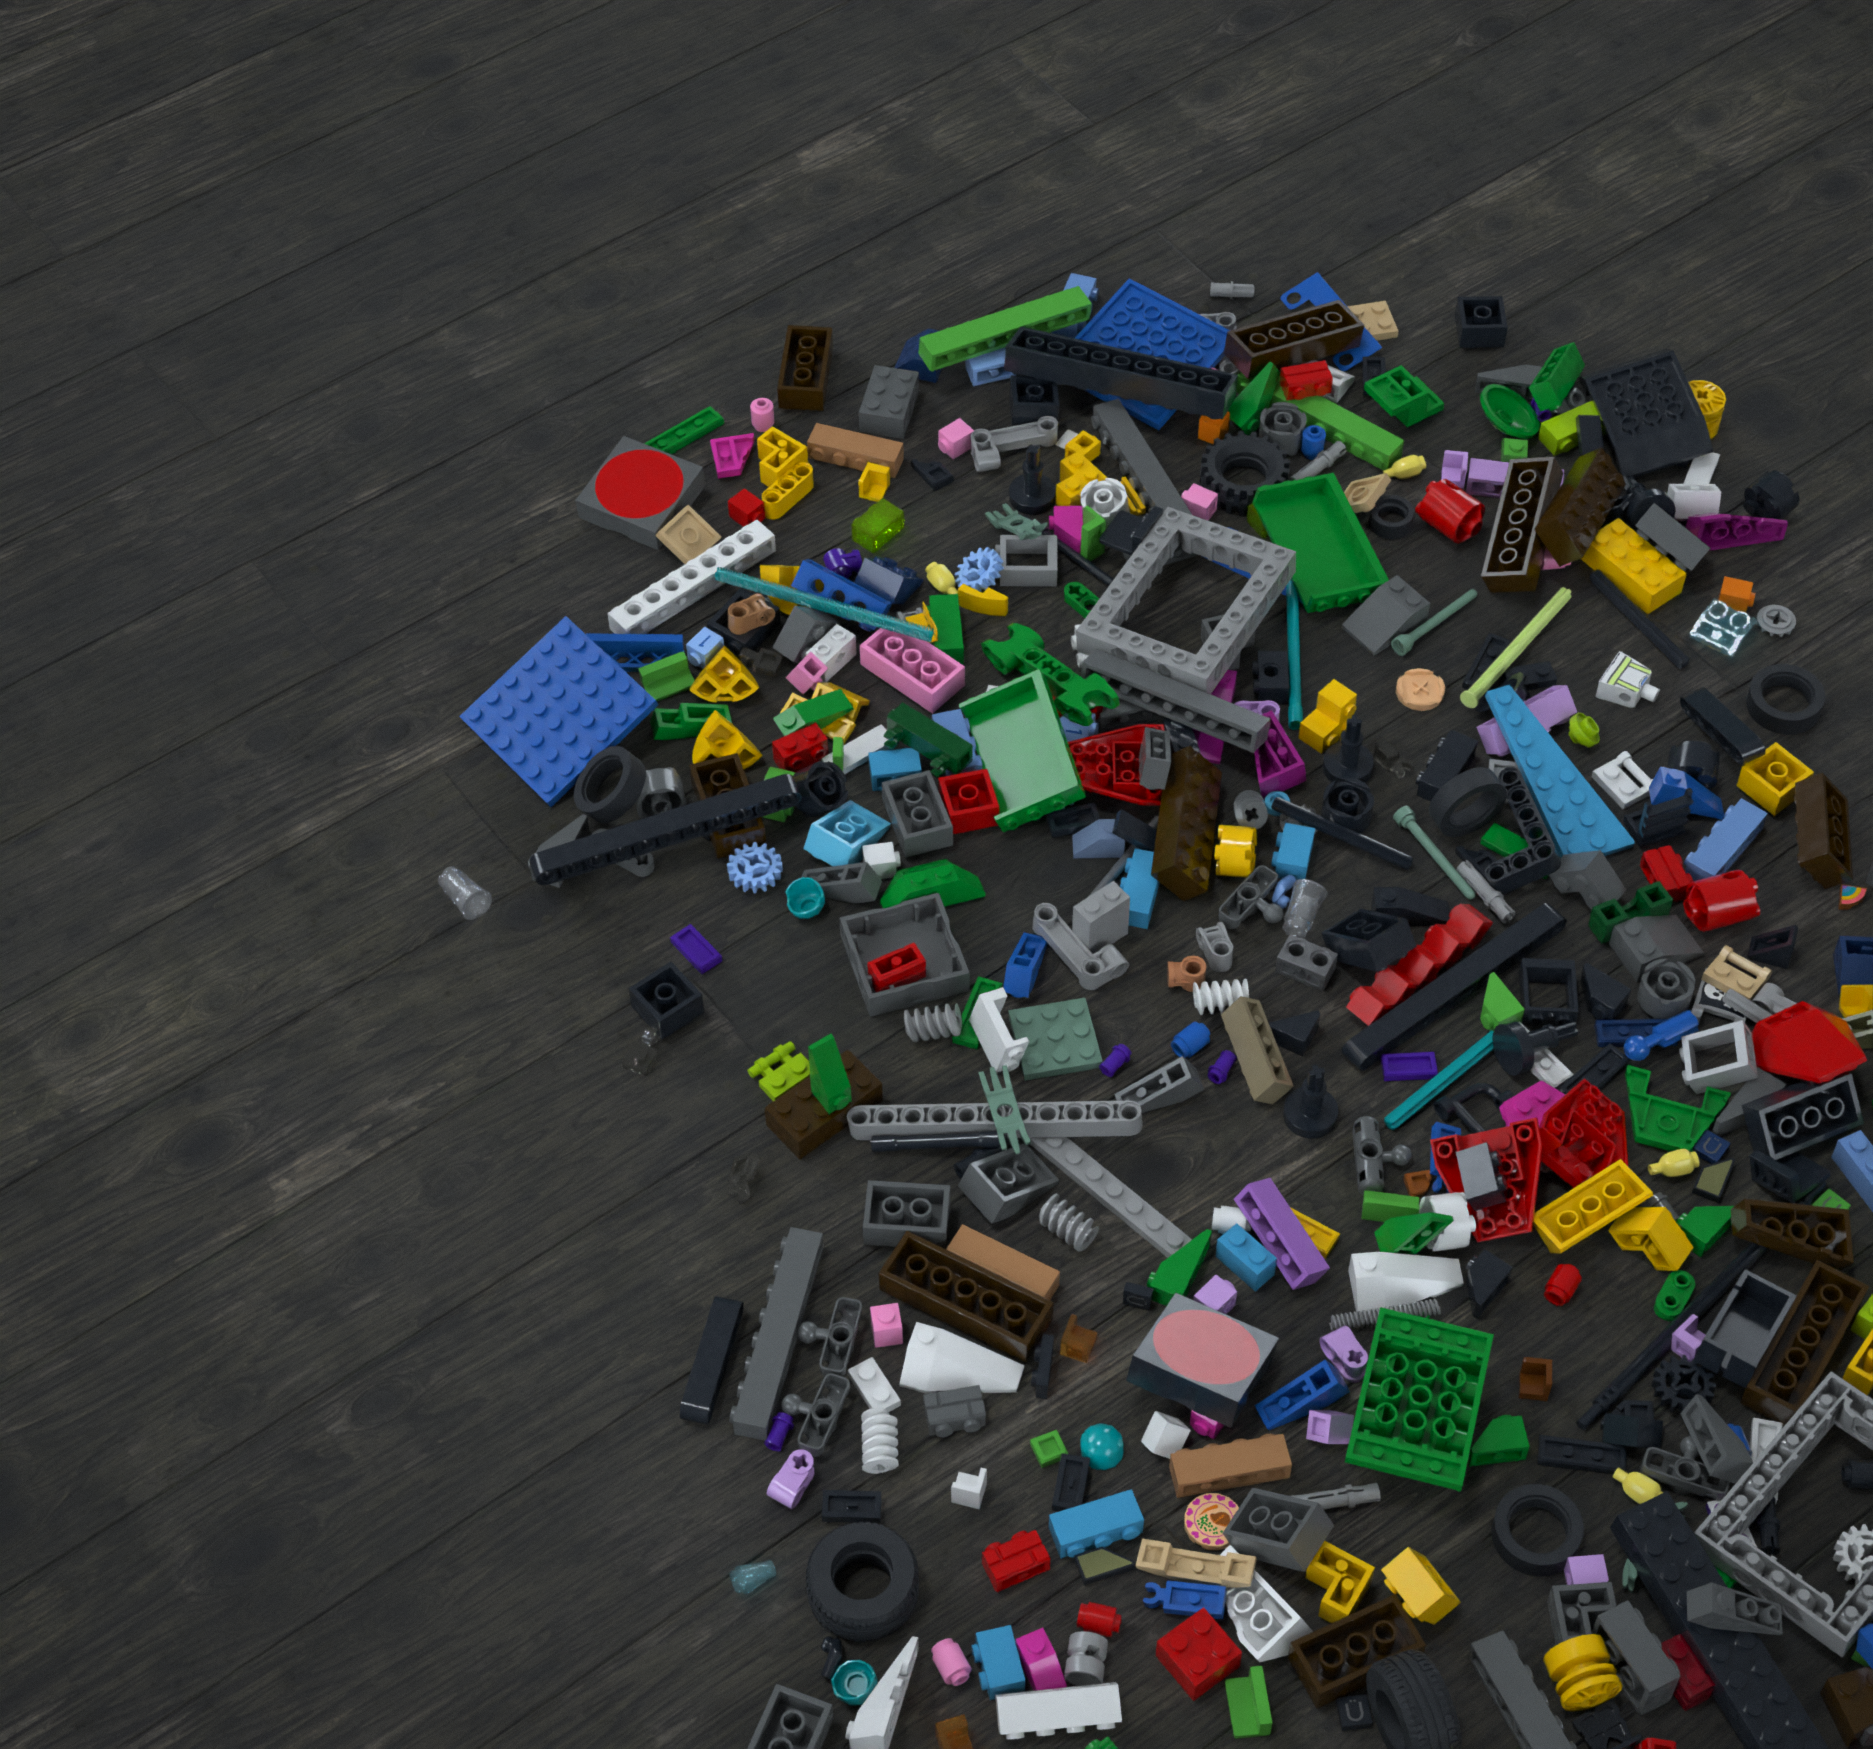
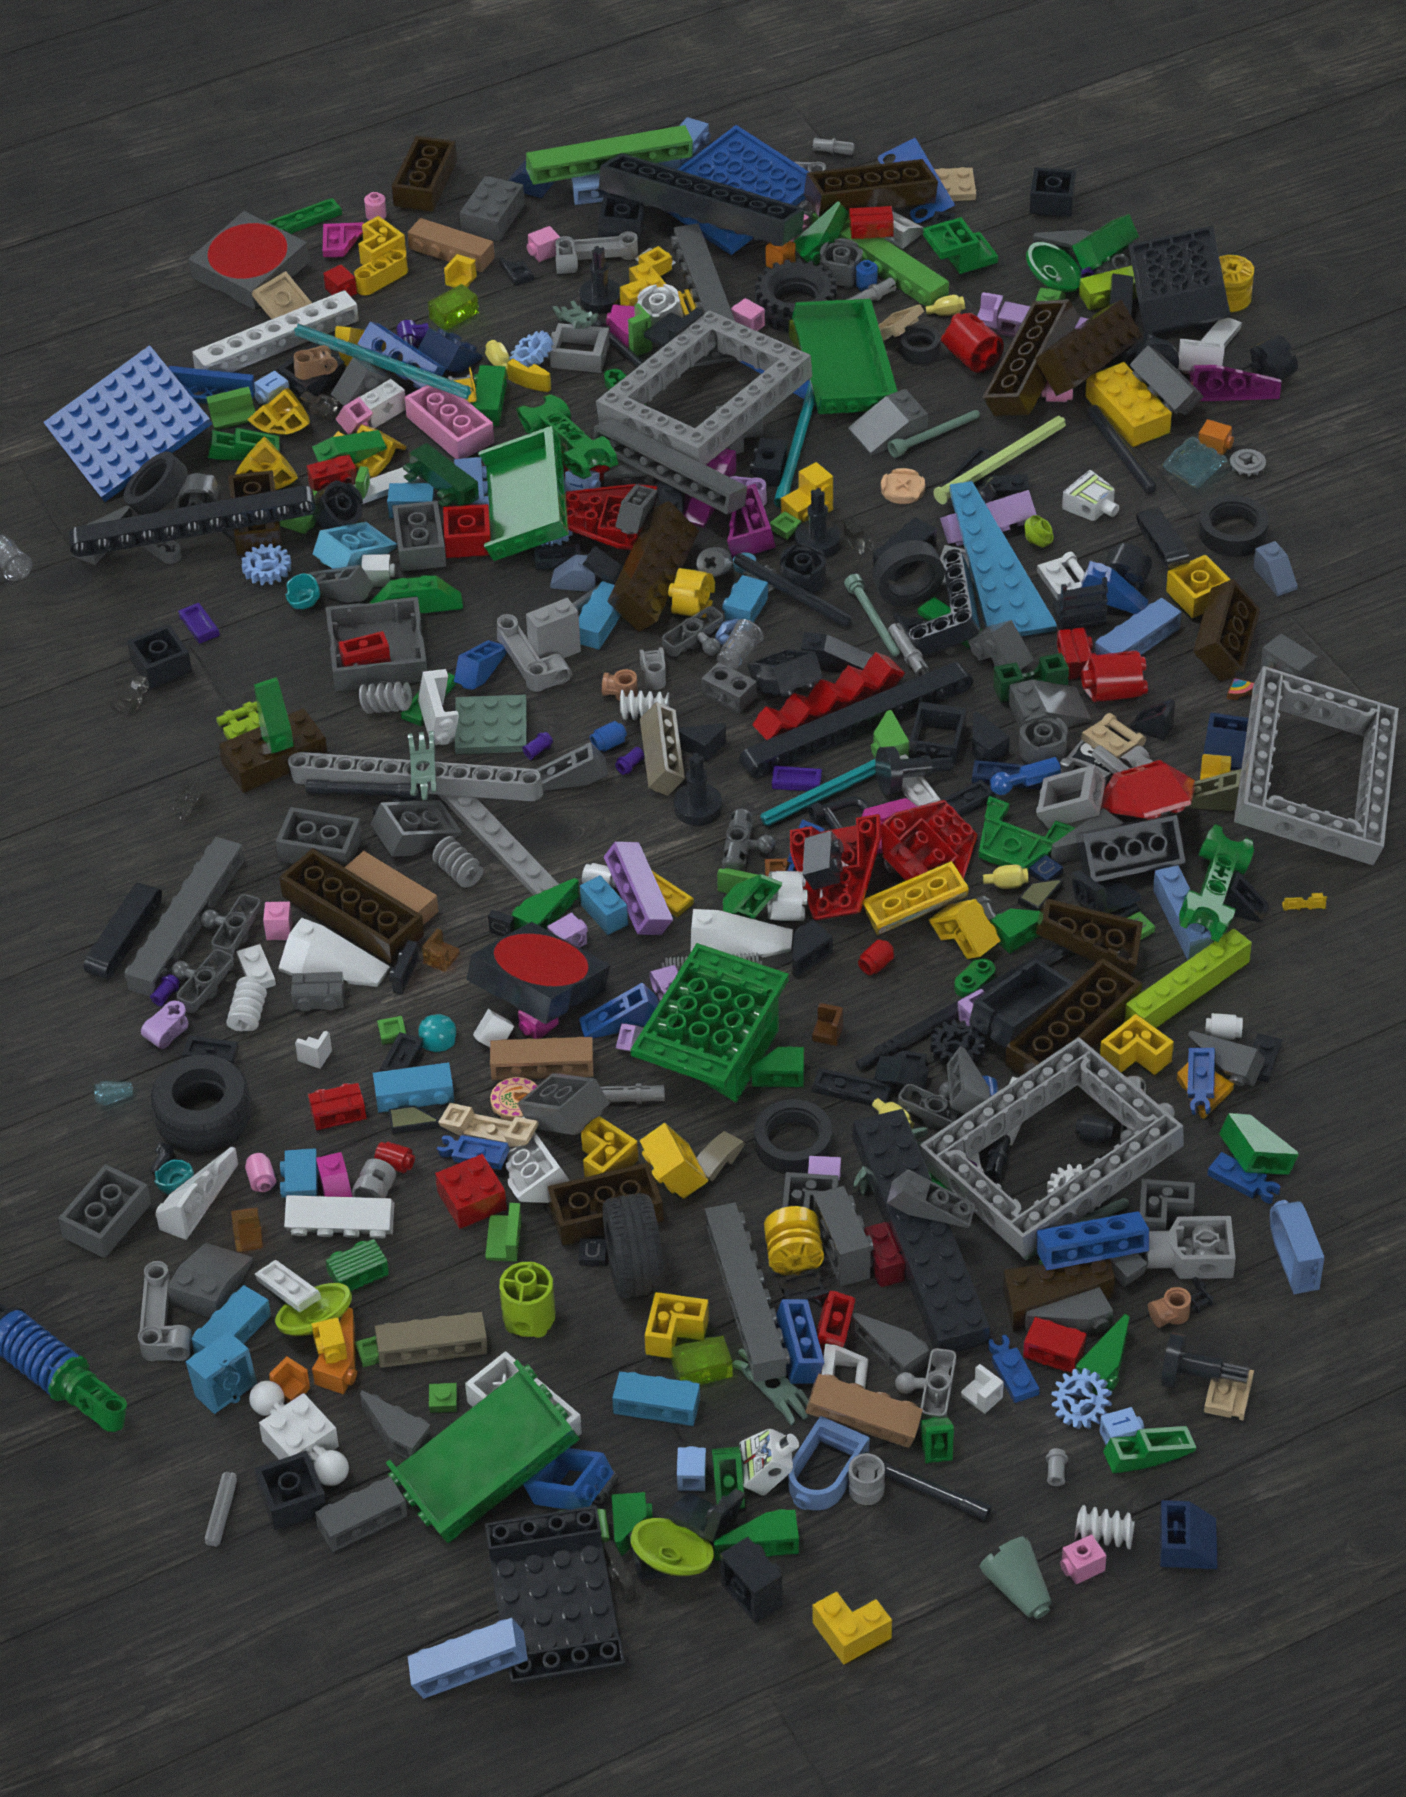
camera: 10 degrees right, 5 degrees down
(1311, 752) = (785, 525): none -> bright green plate
(1462, 1563) = (718, 1152): none -> dark tan slope
(1845, 746) = (1275, 568): none -> sand blue slope

